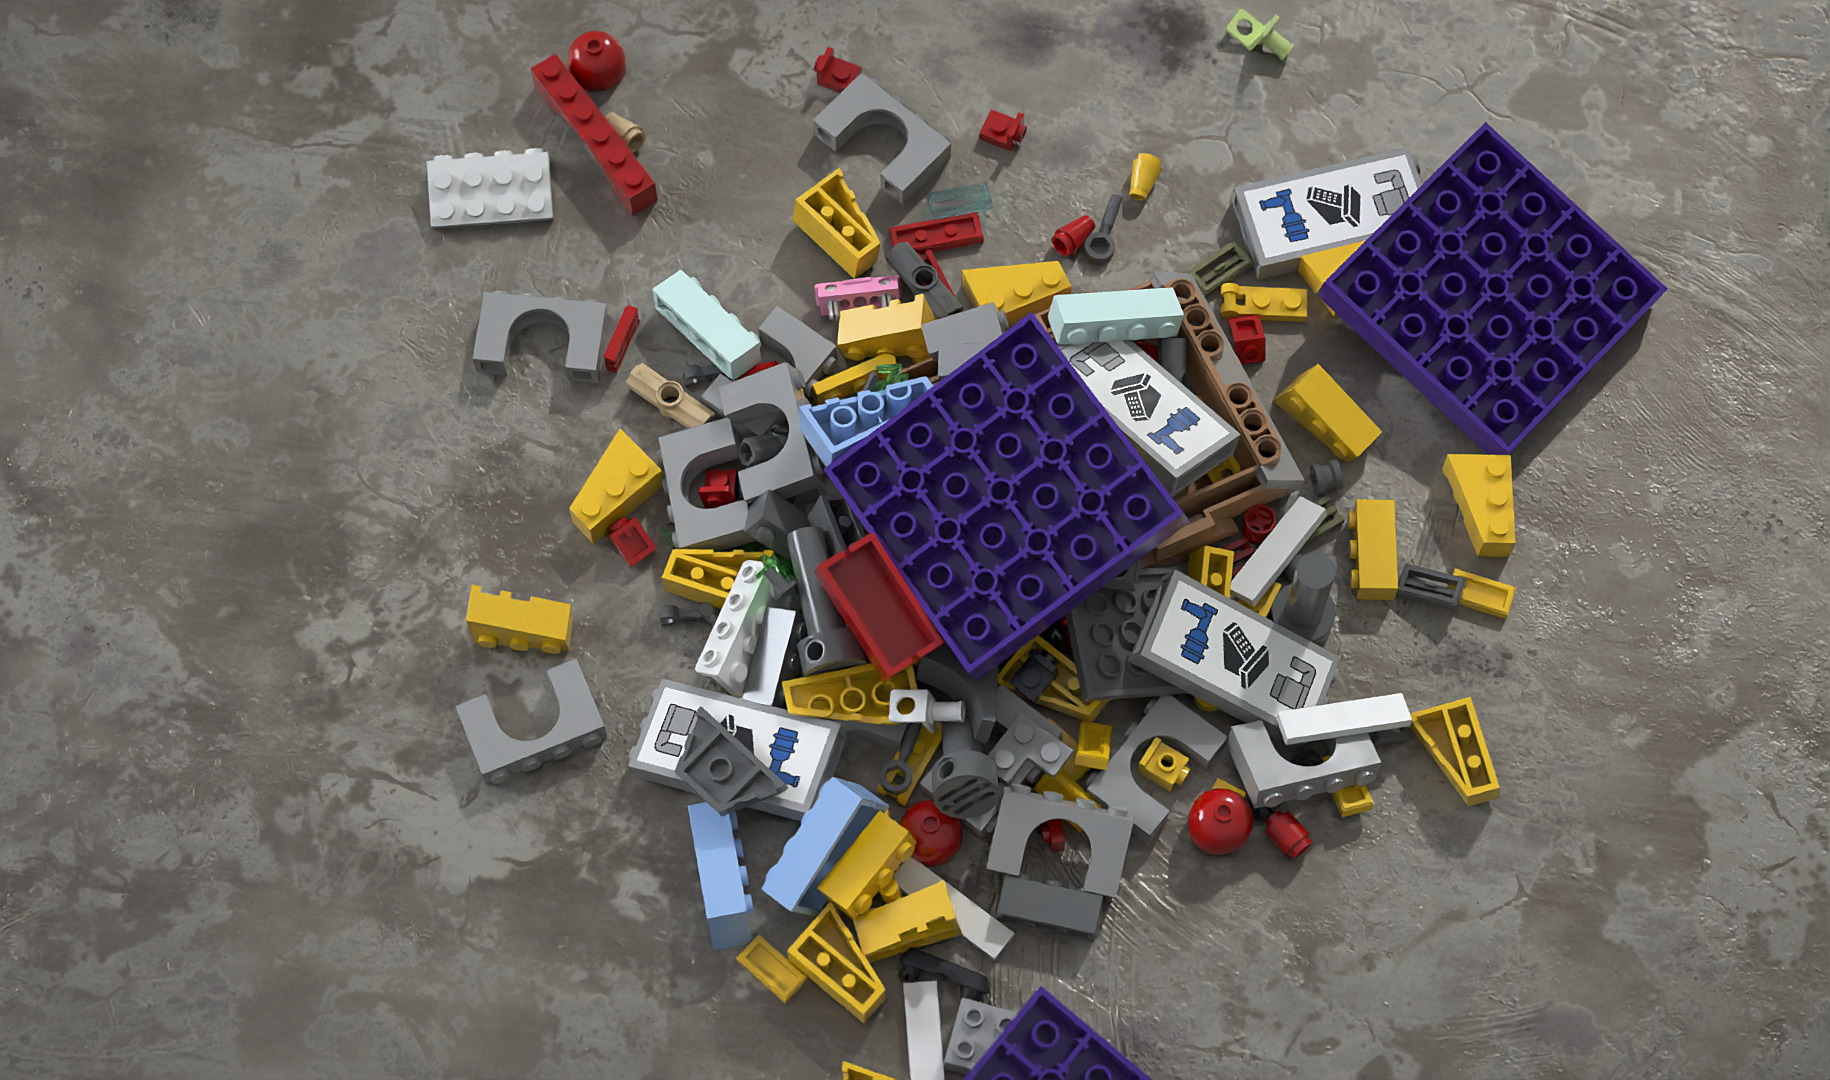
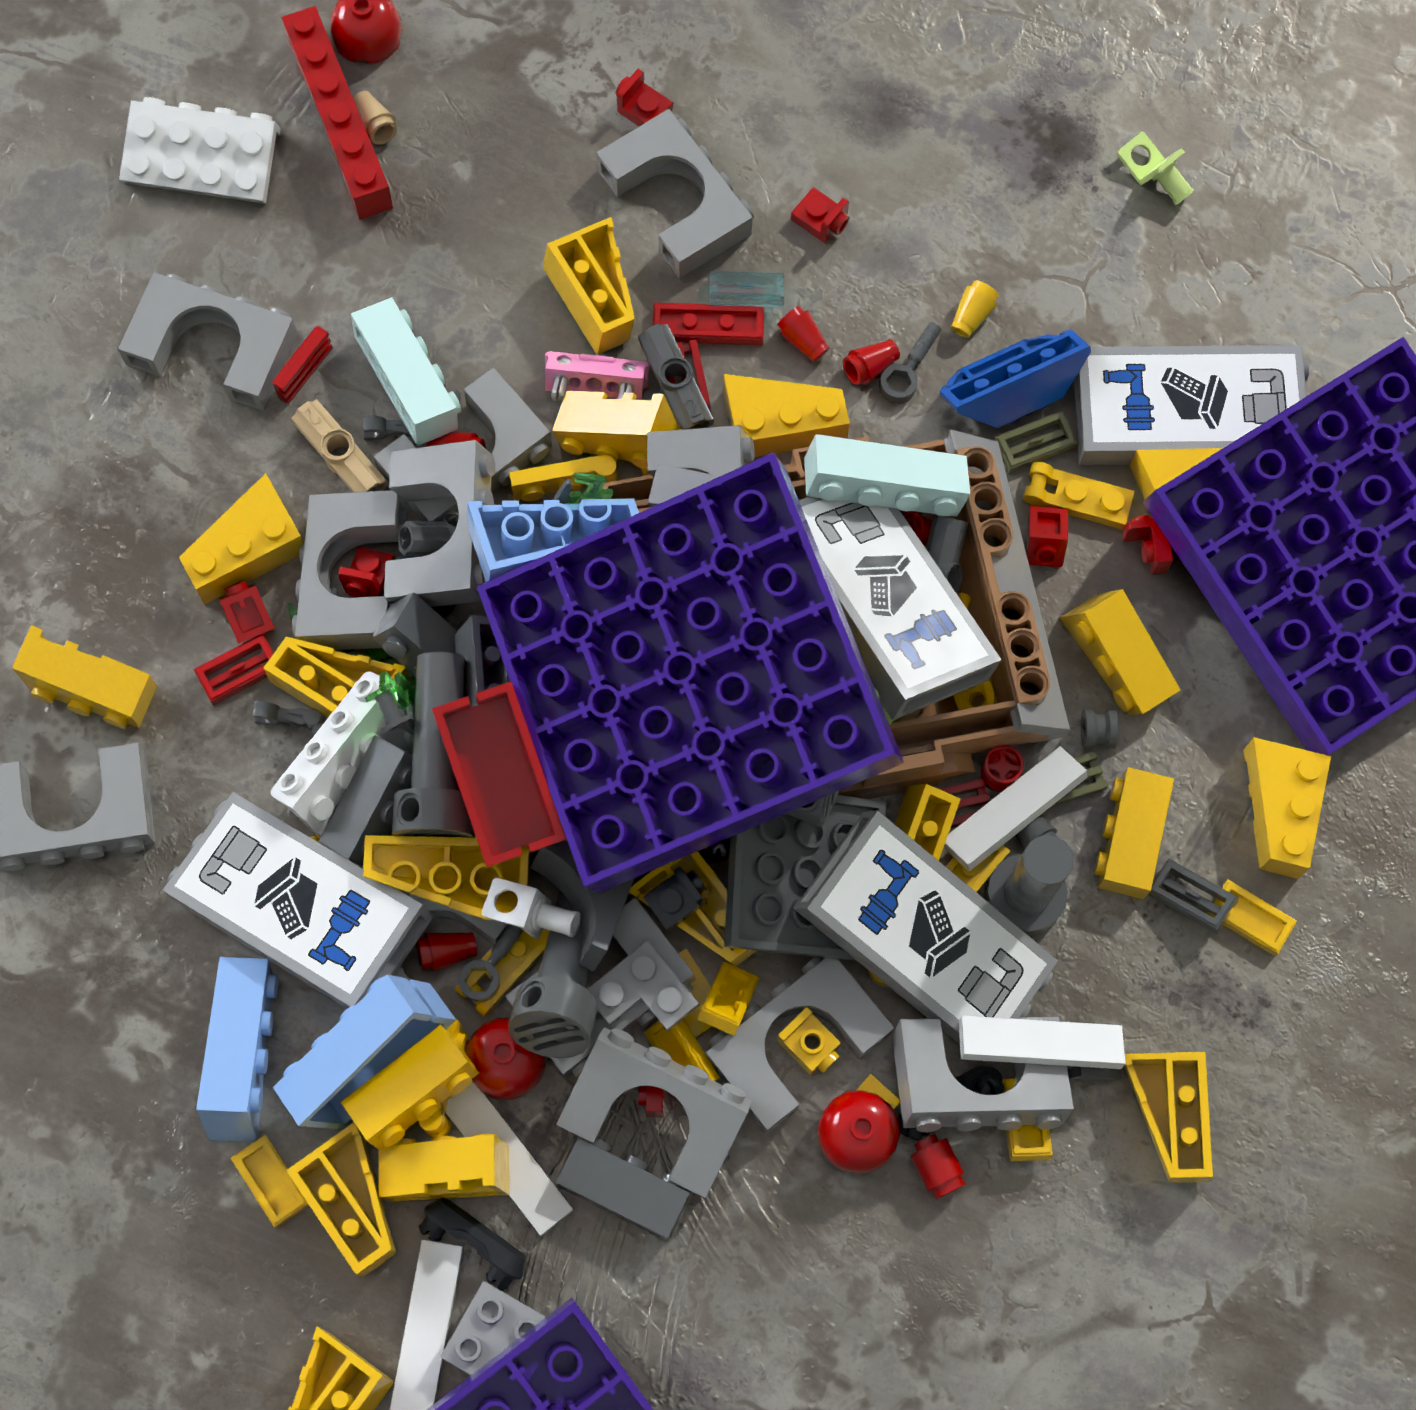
camera: 10 degrees right, 5 degrees up
(639, 599) = (229, 657): none -> red tile
(724, 769) = (268, 926): dark grey wing -> none
(861, 761) = (444, 949): none -> red cone
(1014, 225) = (803, 333): none -> red cone
(1193, 222) = (1017, 378): none -> blue wedge
(1334, 327) = (1154, 544): none -> red bracket

